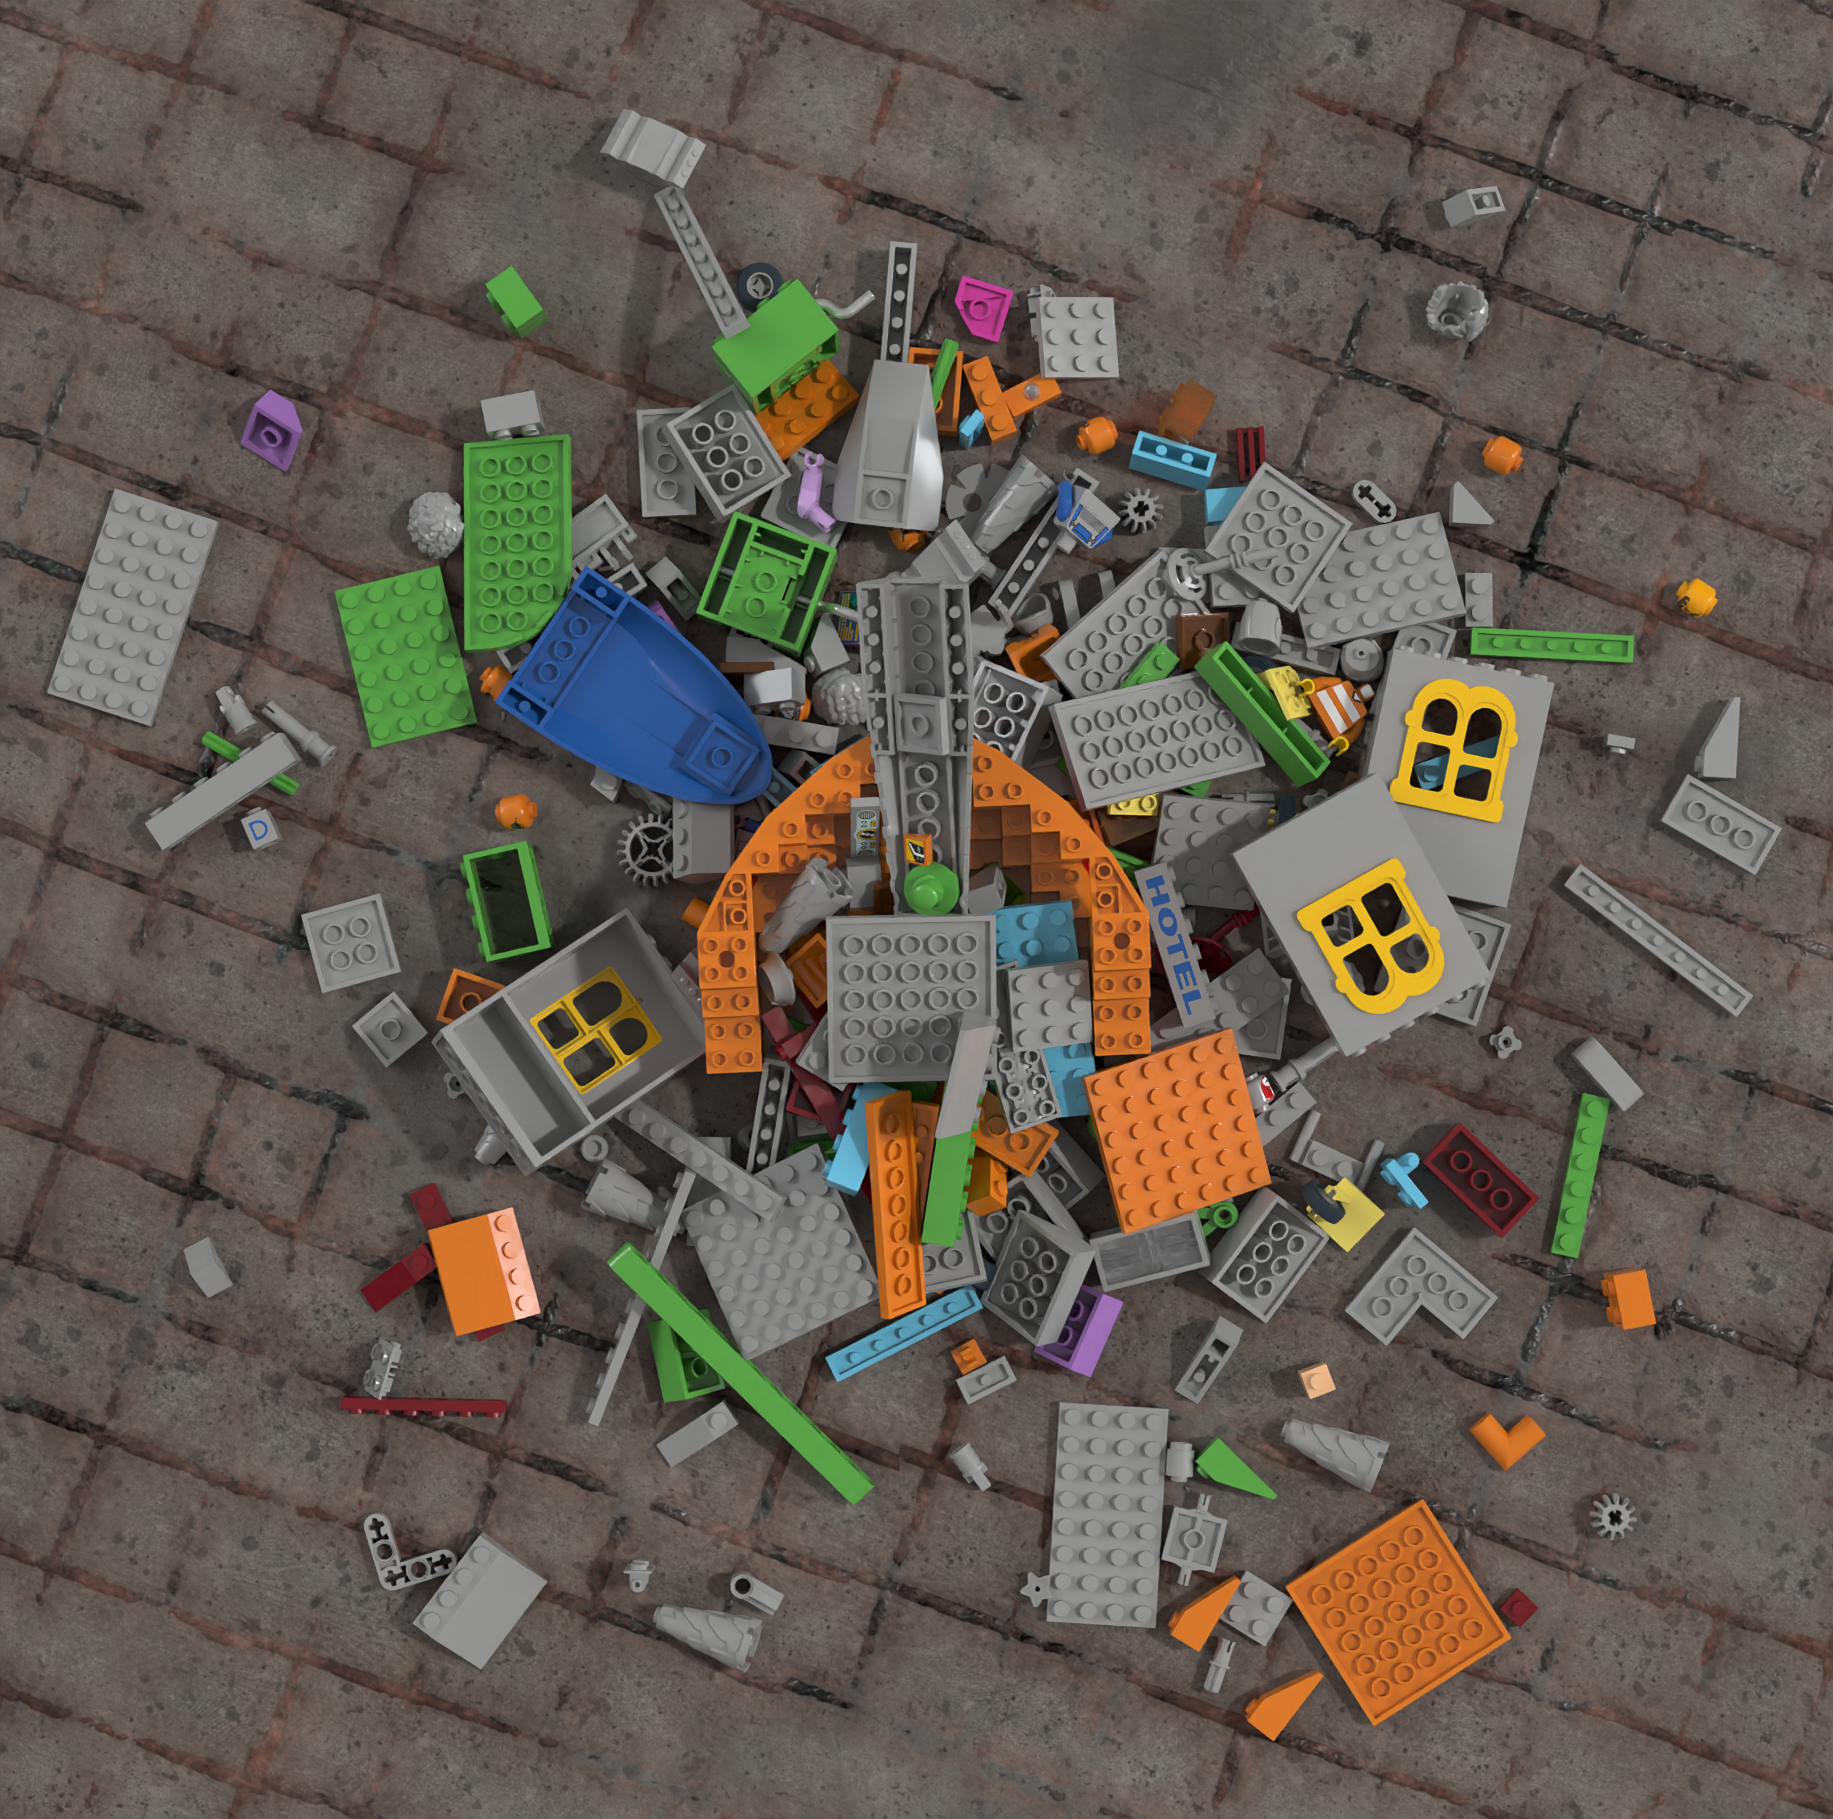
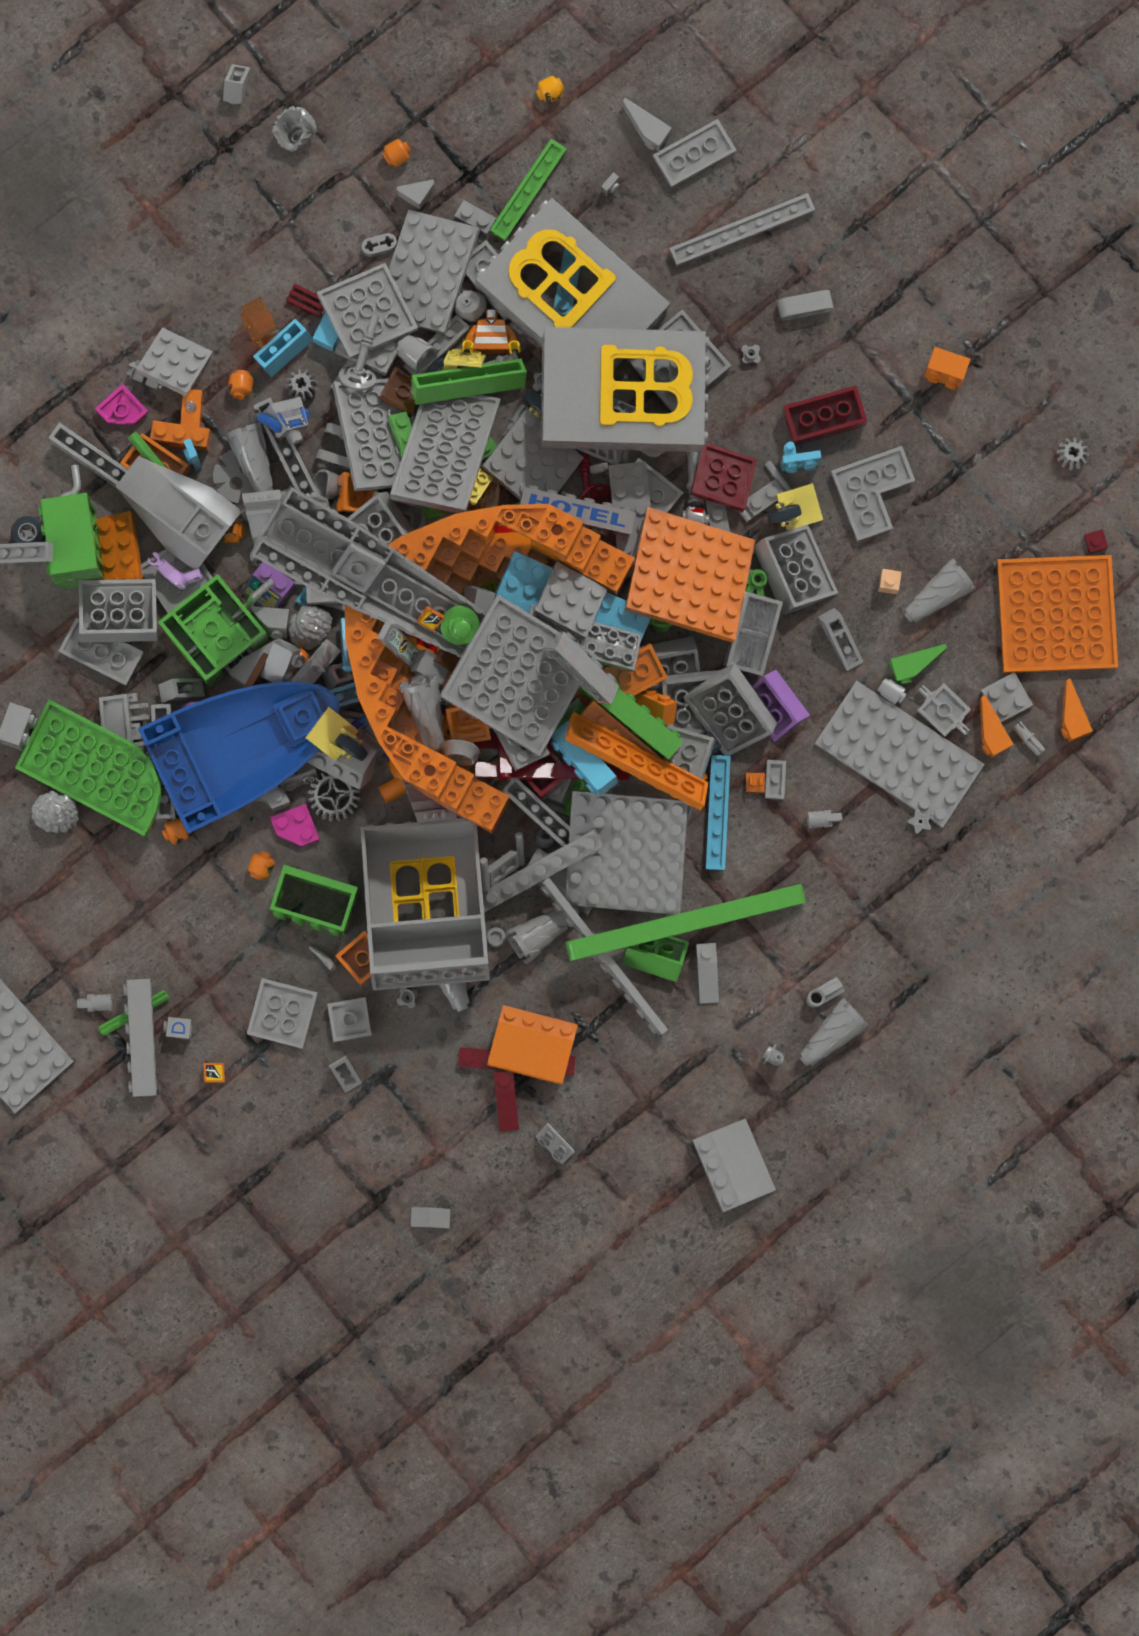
camera: 60 degrees left, 5 degrees down
(232, 902) = (214, 1073): none -> slope
(308, 740) = (141, 968): light grey pin -> none
(321, 1062) = (345, 1074): none -> light grey slope
(395, 1563) = (679, 1205): light grey beam -> none
(406, 657) = (125, 879): bright green plate -> none
(436, 1406) = (598, 1124): dark red plate -> none
(449, 954) = (327, 961): none -> light grey helmet
(590, 825) = (296, 826): none -> dark pink plate
(688, 1110) = (502, 867): none -> light grey plate
(717, 814) = (336, 737): none -> light yellow plate
(809, 737) = (321, 659): none -> light grey cone
(1249, 937) = (599, 468): none -> light grey tile
(1327, 1099) = (723, 477): none -> dark red plate
(1508, 1446) = (995, 490): orange brick -> none
(1579, 1175) = (856, 356): bright green plate -> none

